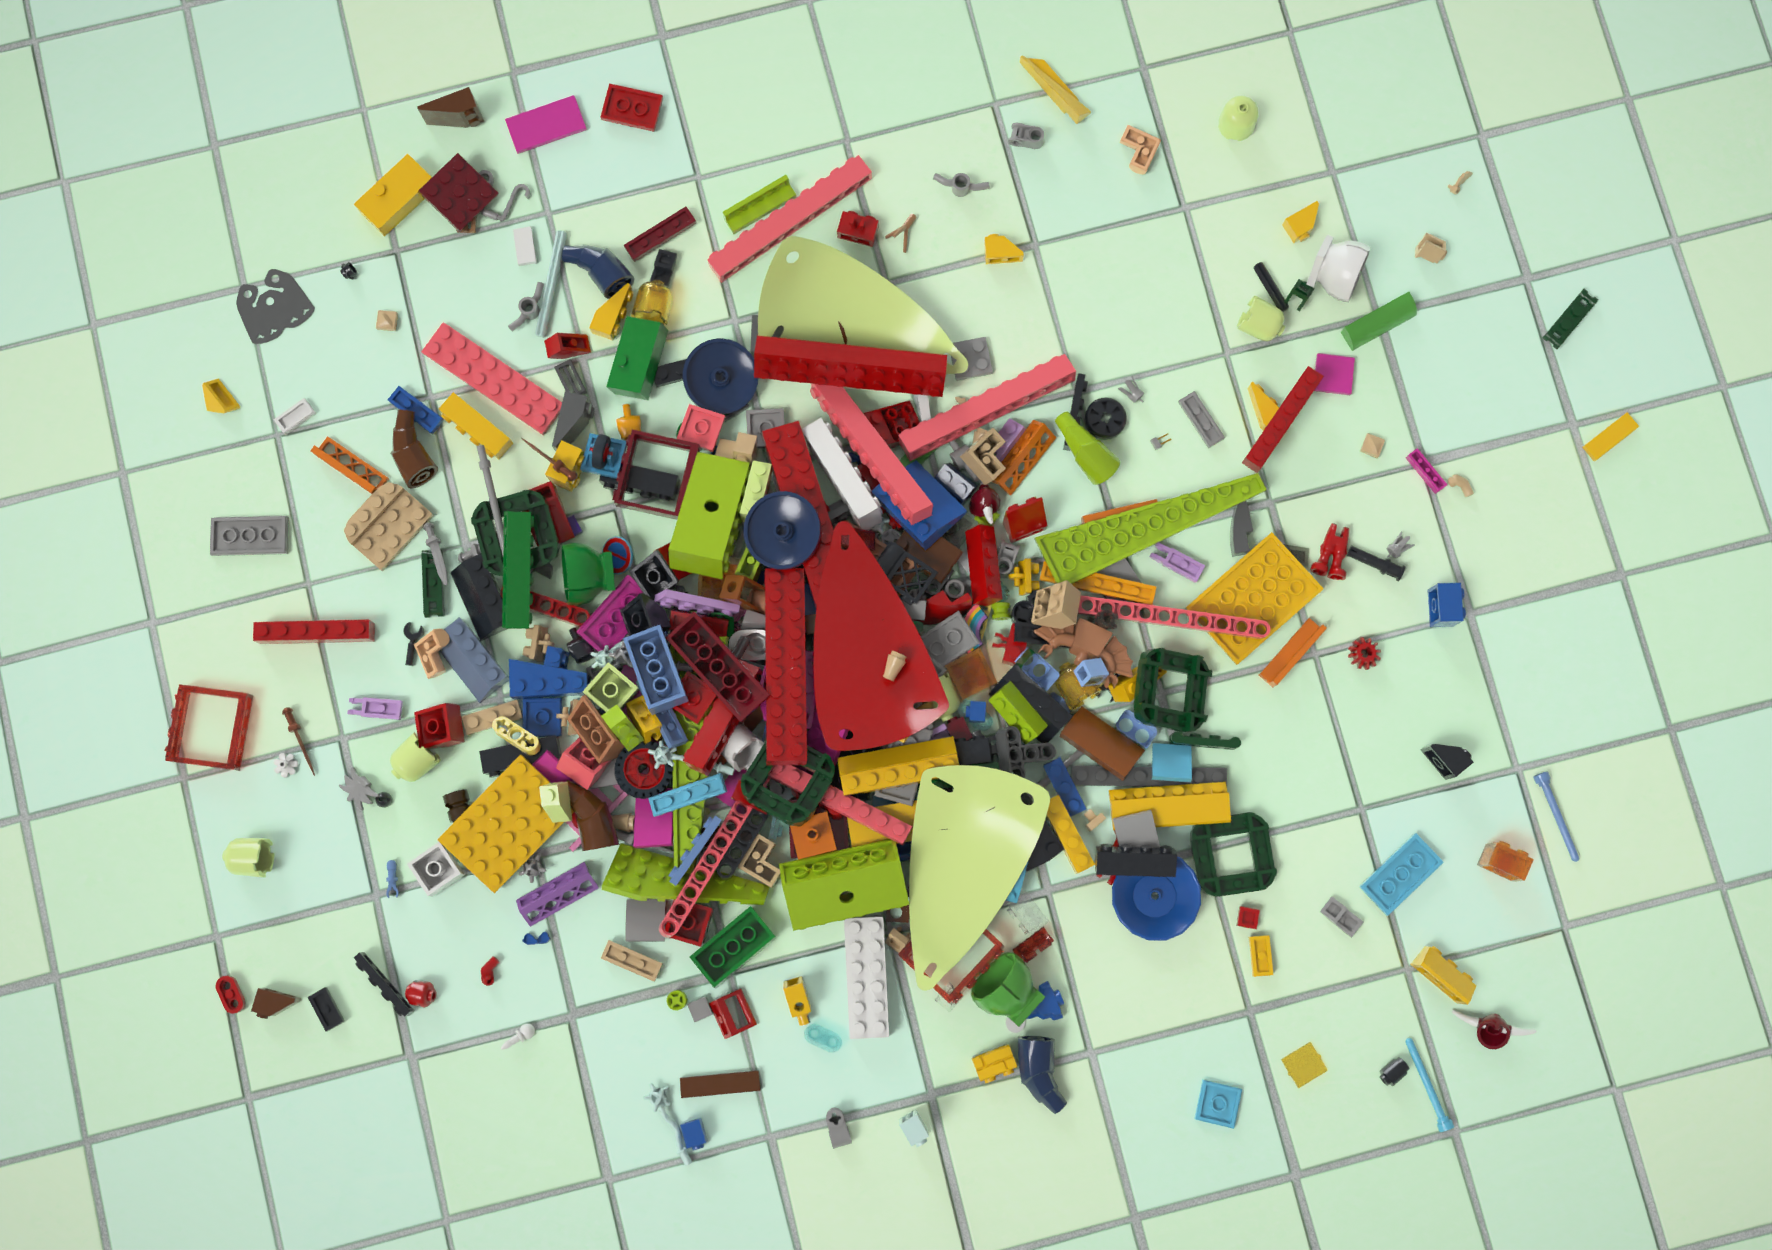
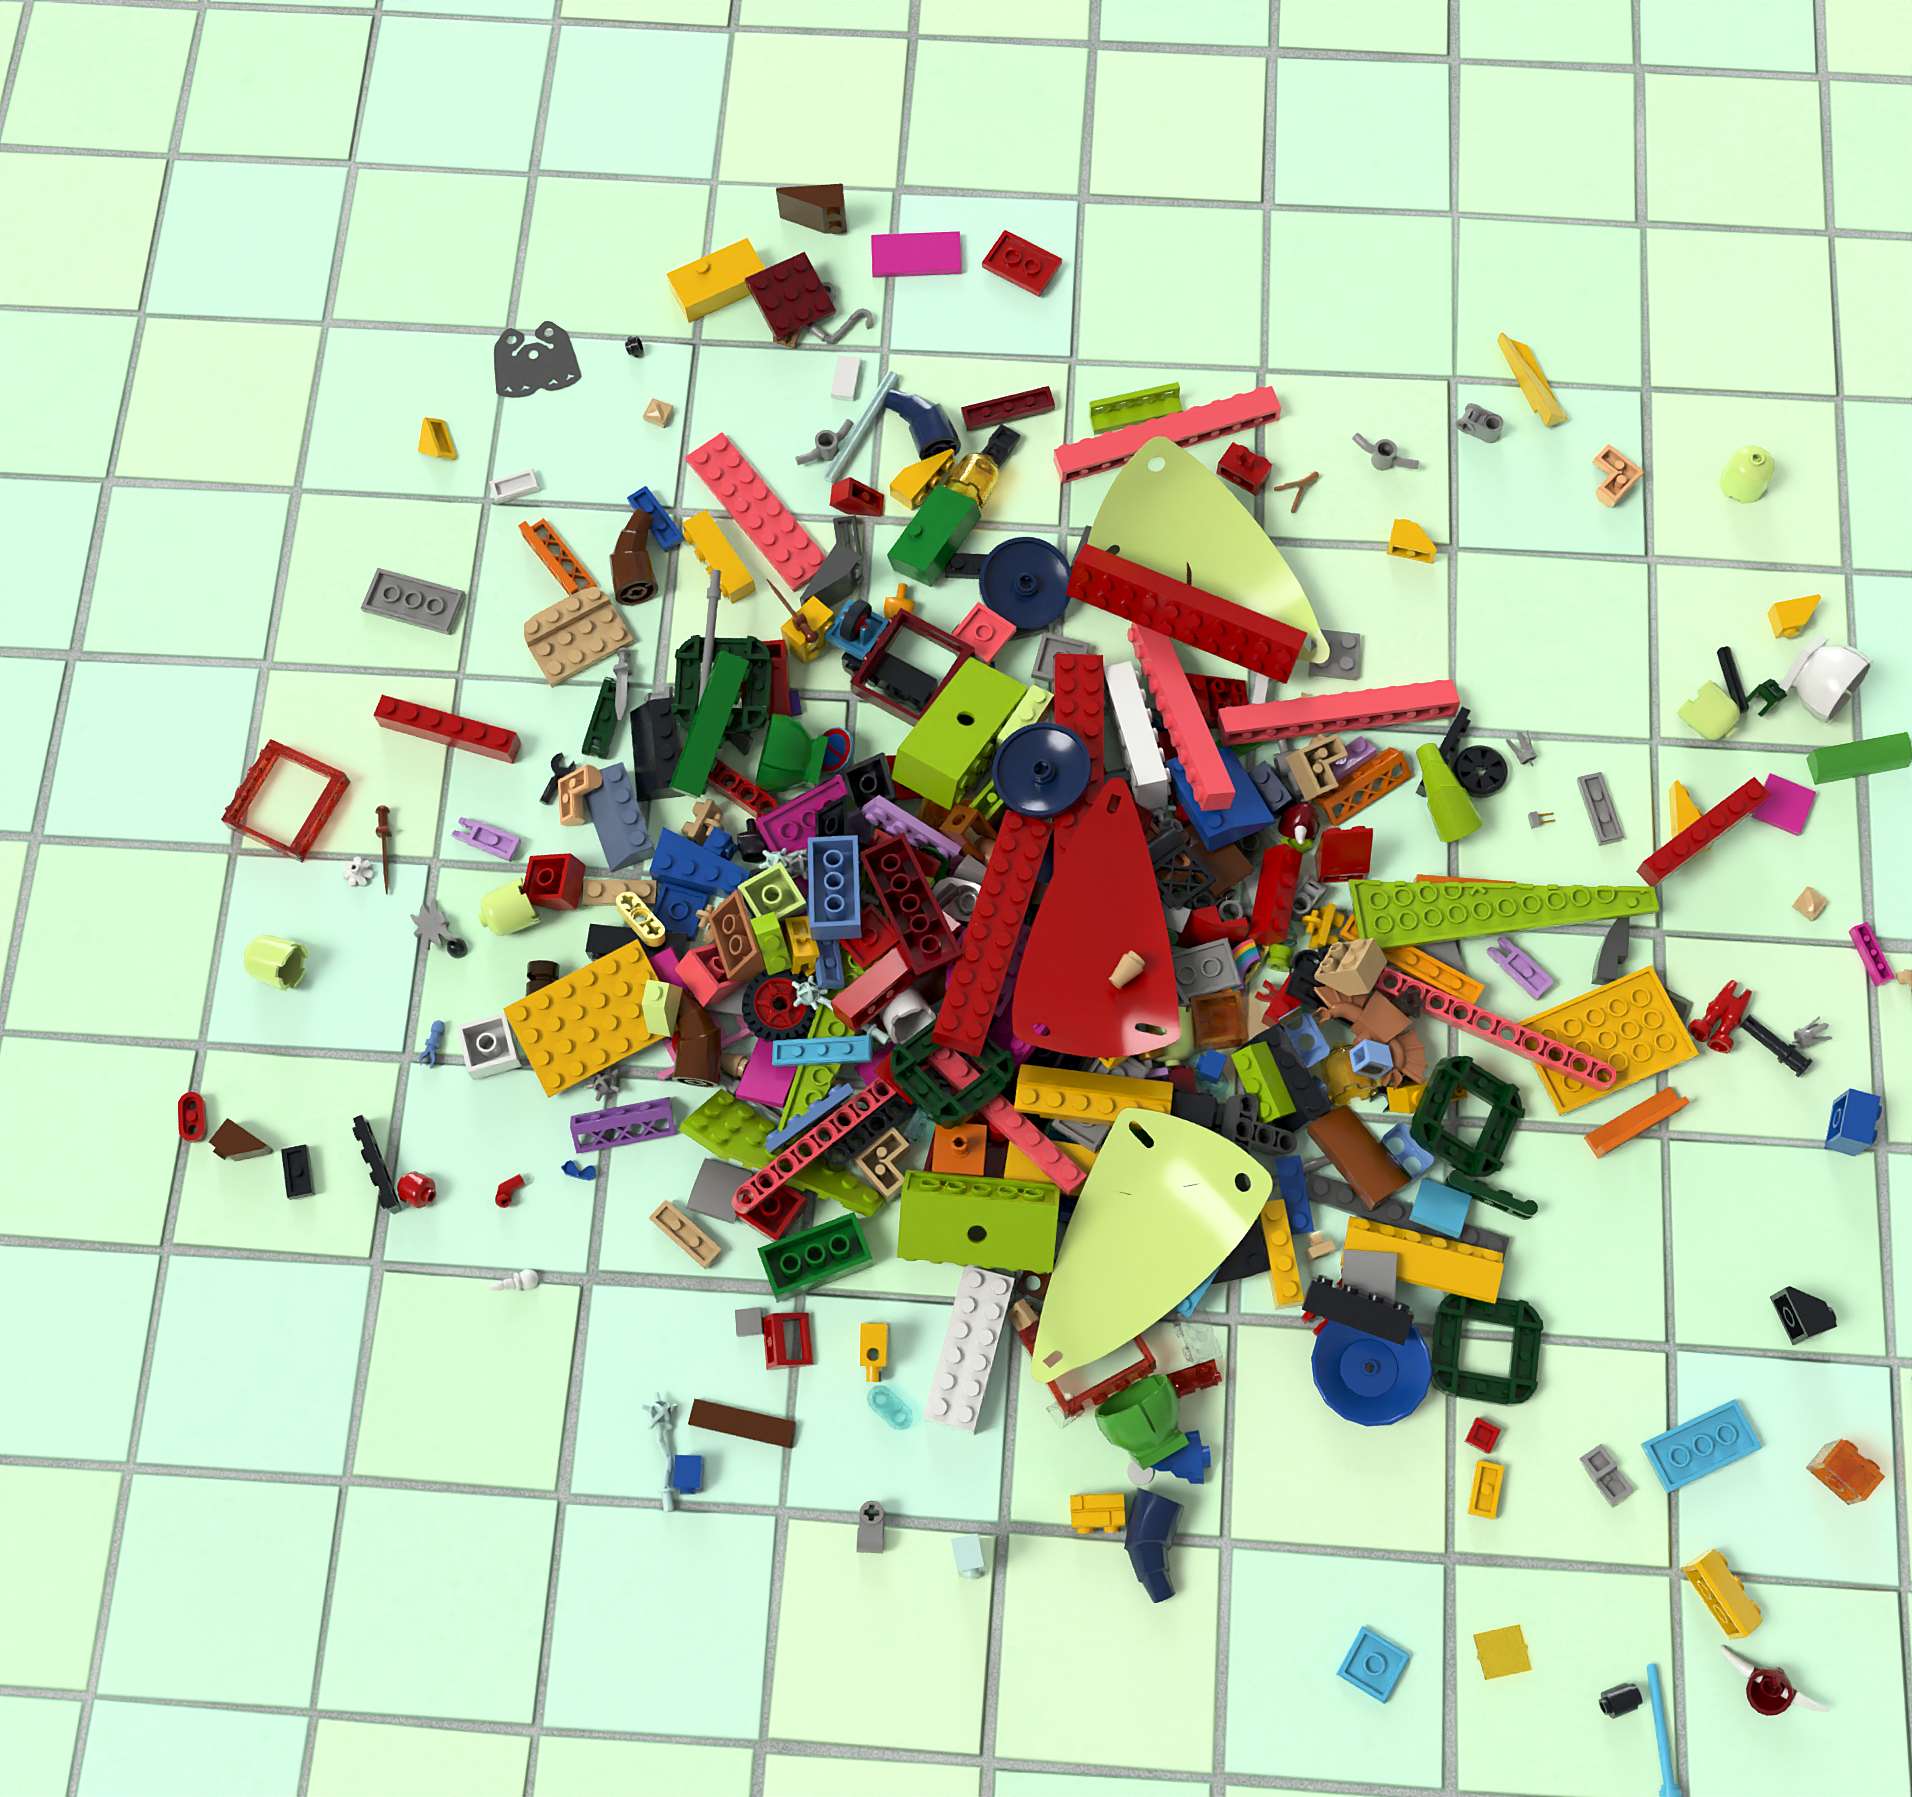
camera: 20 degrees right, 10 degrees down
(674, 998) = (721, 1296): lime wheel -> none
(743, 449) = (1026, 670): tan brick -> none
(1370, 650) = (1738, 1156): red gear -> none

